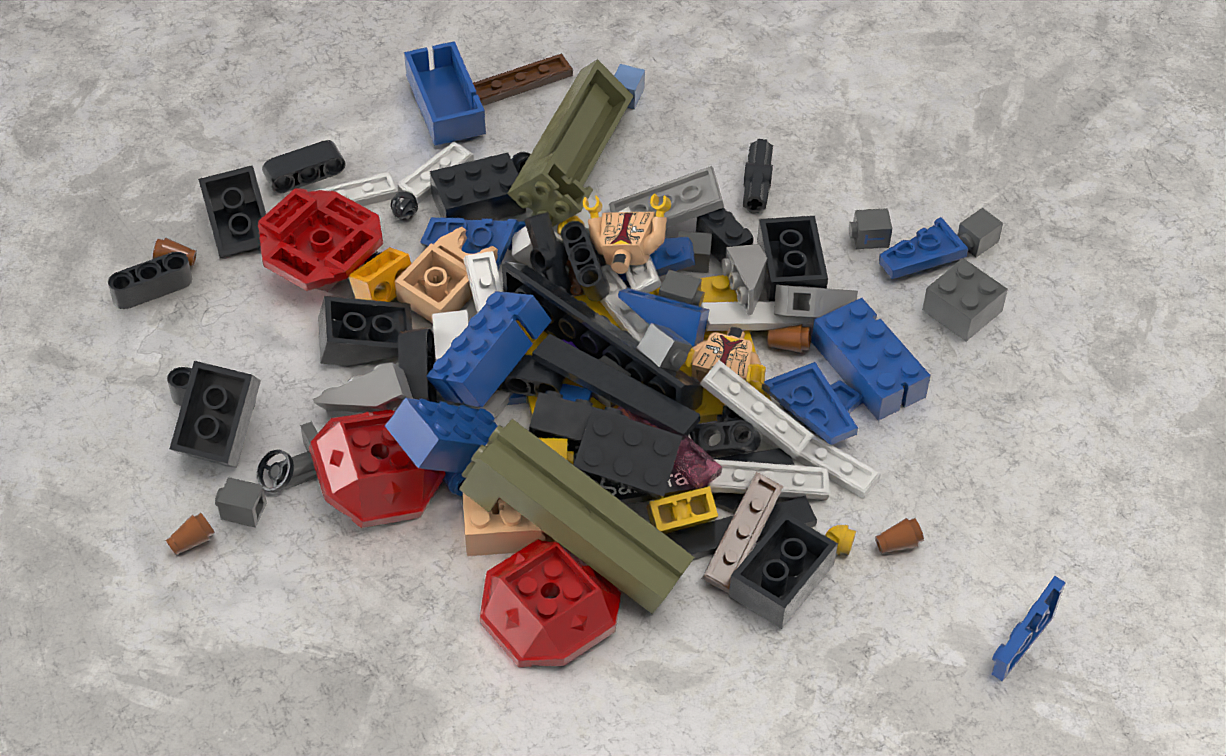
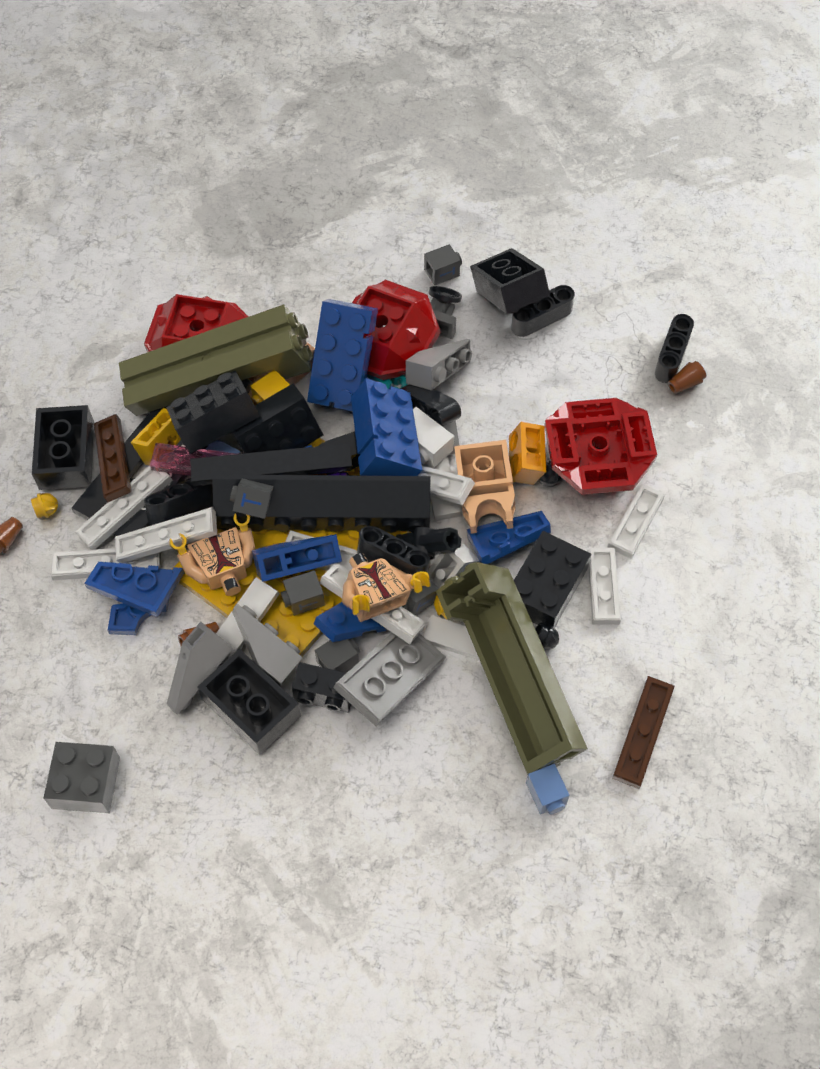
camera: 140 degrees right, 10 degrees up
(190, 534) = (449, 232): dark orange cone -> none
(234, 209) = (692, 435): black slope -> none
(303, 166) = (694, 507): black beam -> none
(360, 329) = (496, 408): black slope -> none
(404, 205) = (587, 532): black plate -> none
(445, 93) = (673, 647): blue piece -> none
(758, 176) = (353, 780): black piece -> none
(870, 358) = (119, 658): blue piece -> none
(871, 228) = (213, 795): dark grey brick -> none
(926, 250) = (153, 812): blue wing -> none
(980, 232) = (116, 866): dark grey brick -> none

